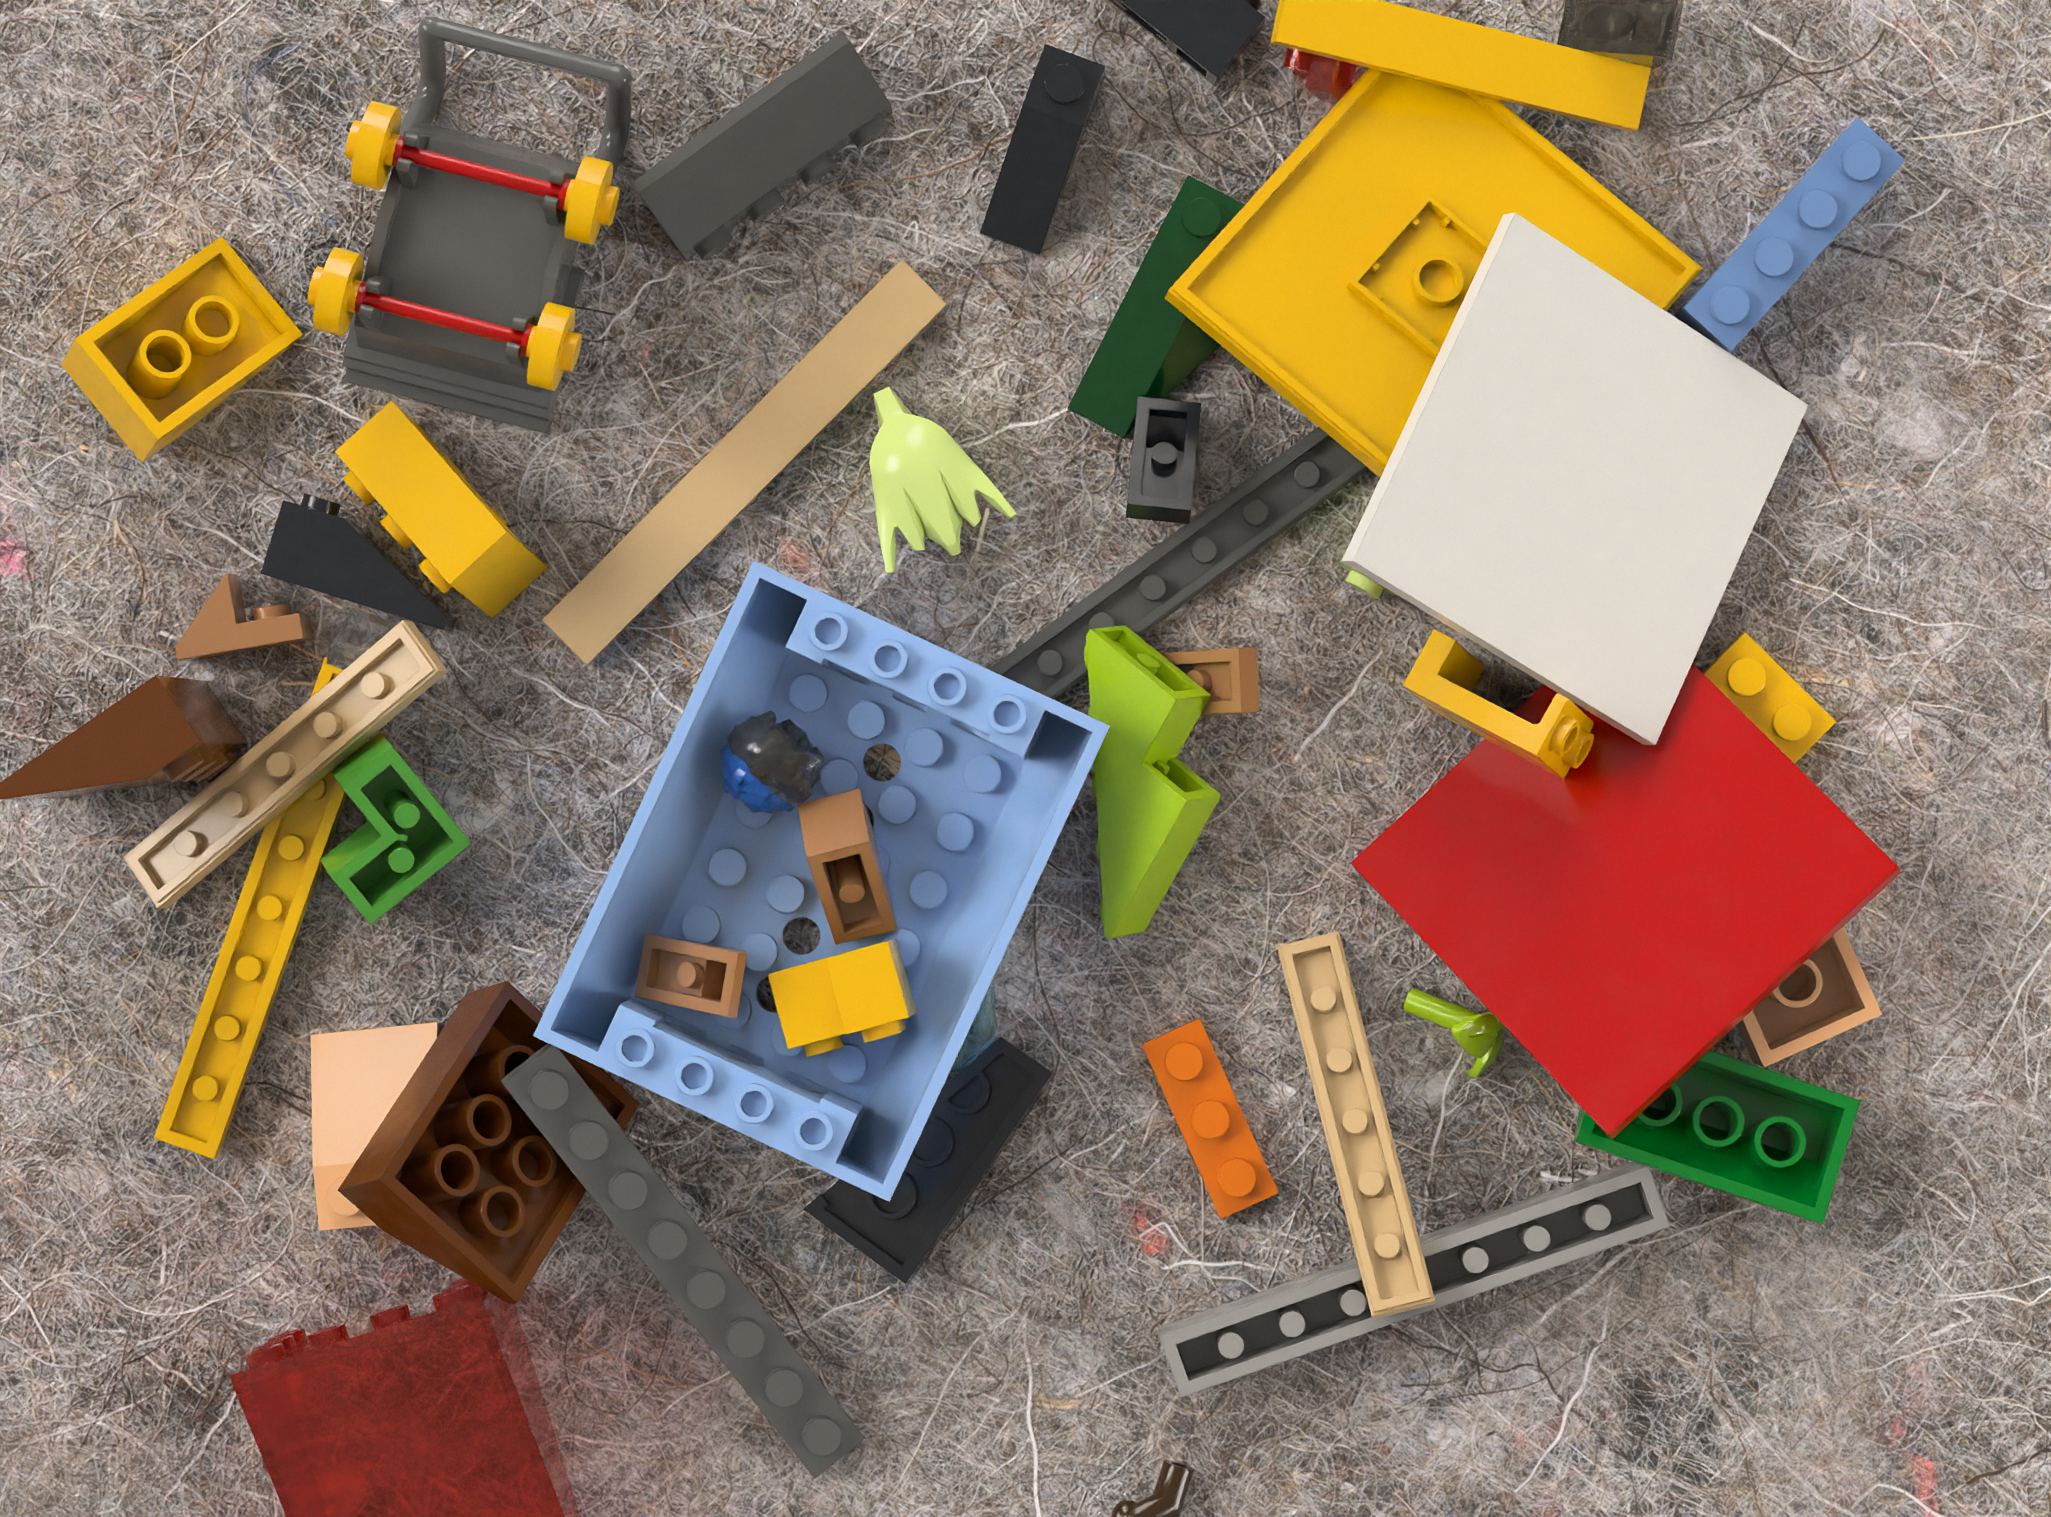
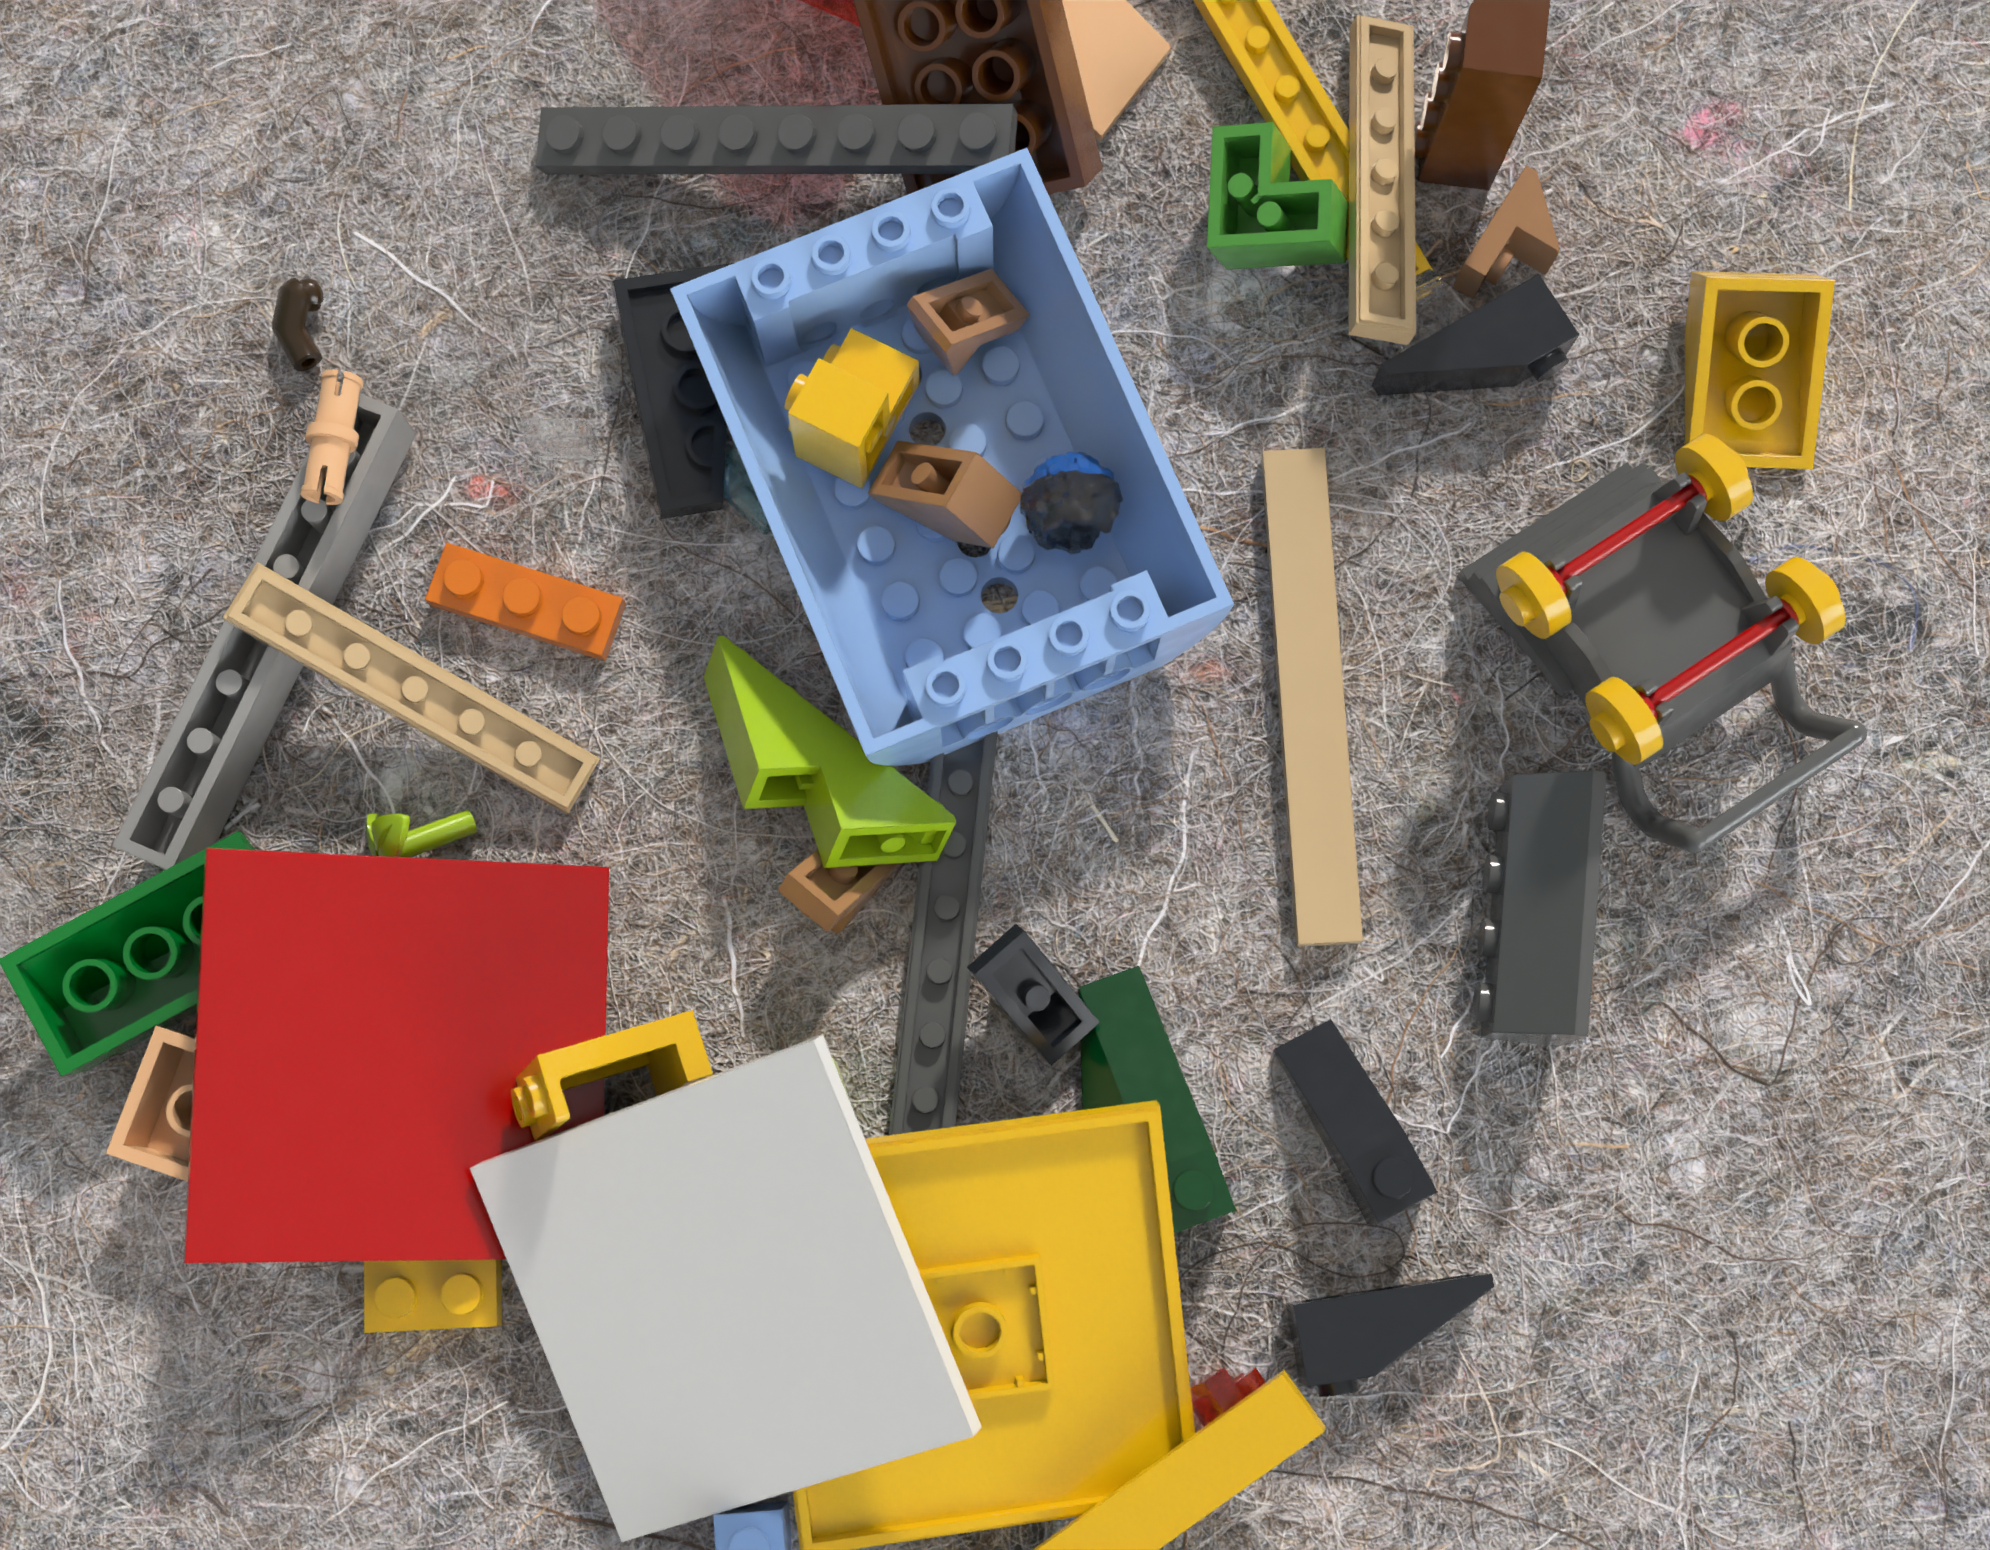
camera: 135 degrees right, 10 degrees down
(437, 511) = (1473, 436): yellow wedge -> none
(923, 482) = (1180, 801): yellowish green piece -> none
(1228, 1357) = (332, 437): none -> light nougat pin

